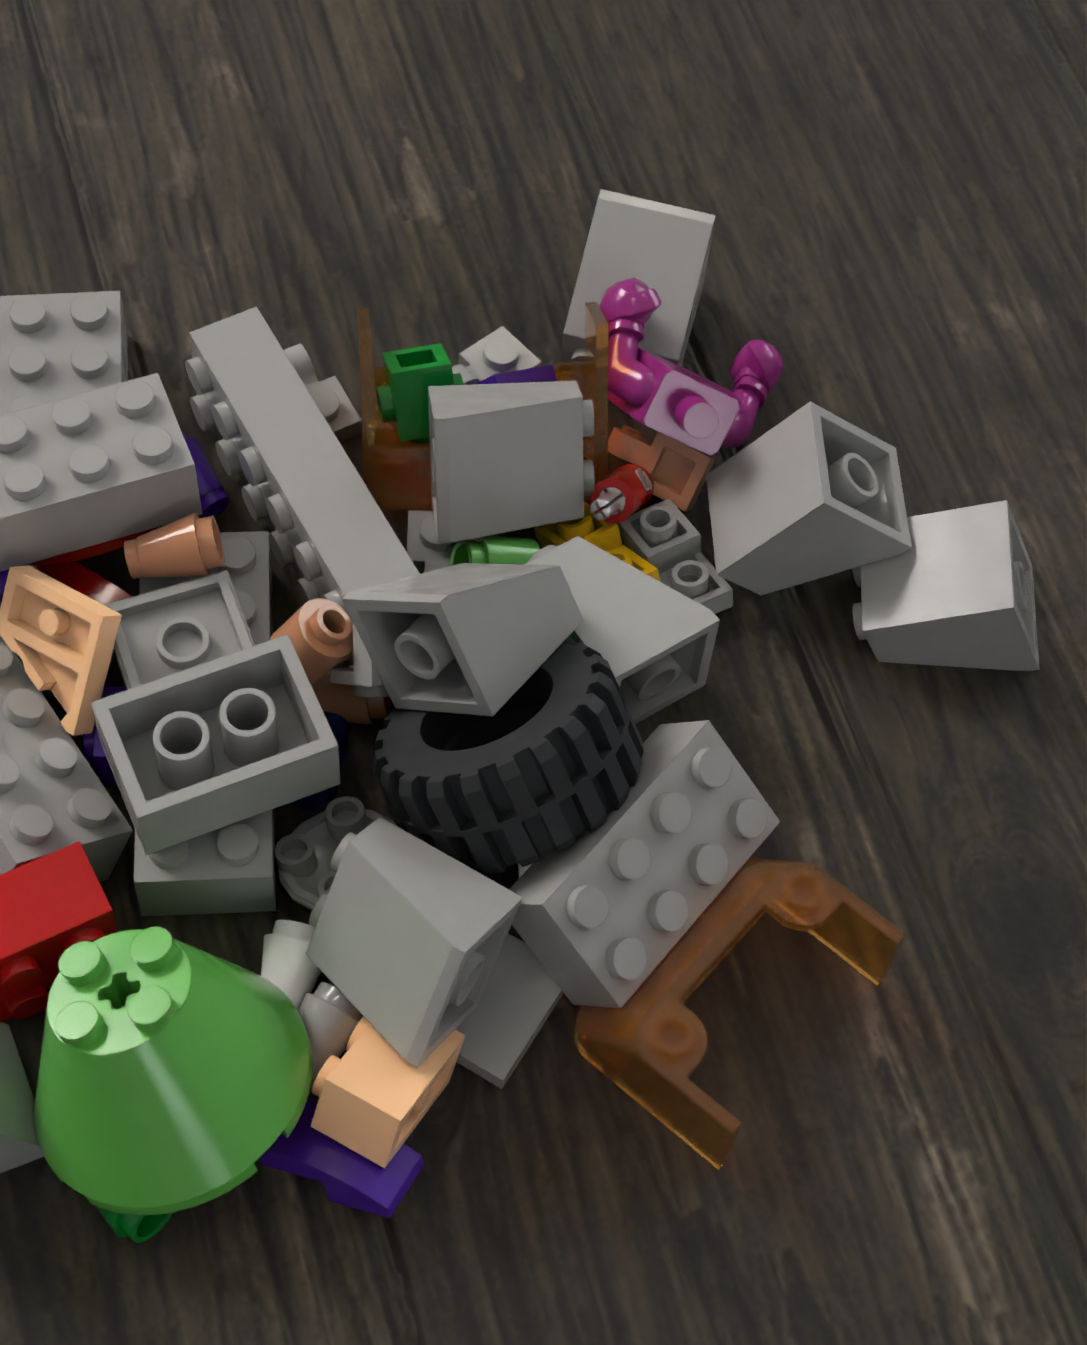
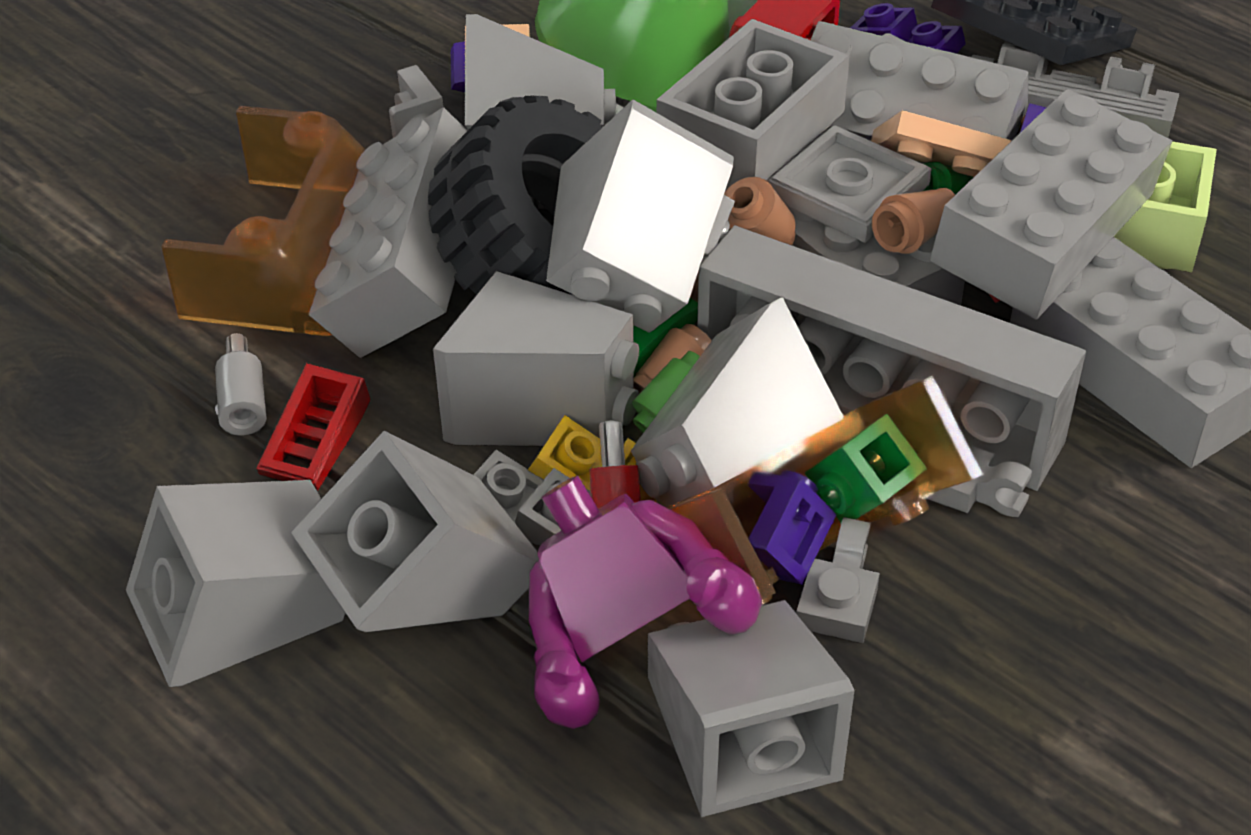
camera: 155 degrees right, 15 degrees down
(488, 1141) = (415, 98): none -> light grey bracket
(791, 767) = (315, 386): none -> red slope
(868, 817) = (240, 389): none -> light grey piece

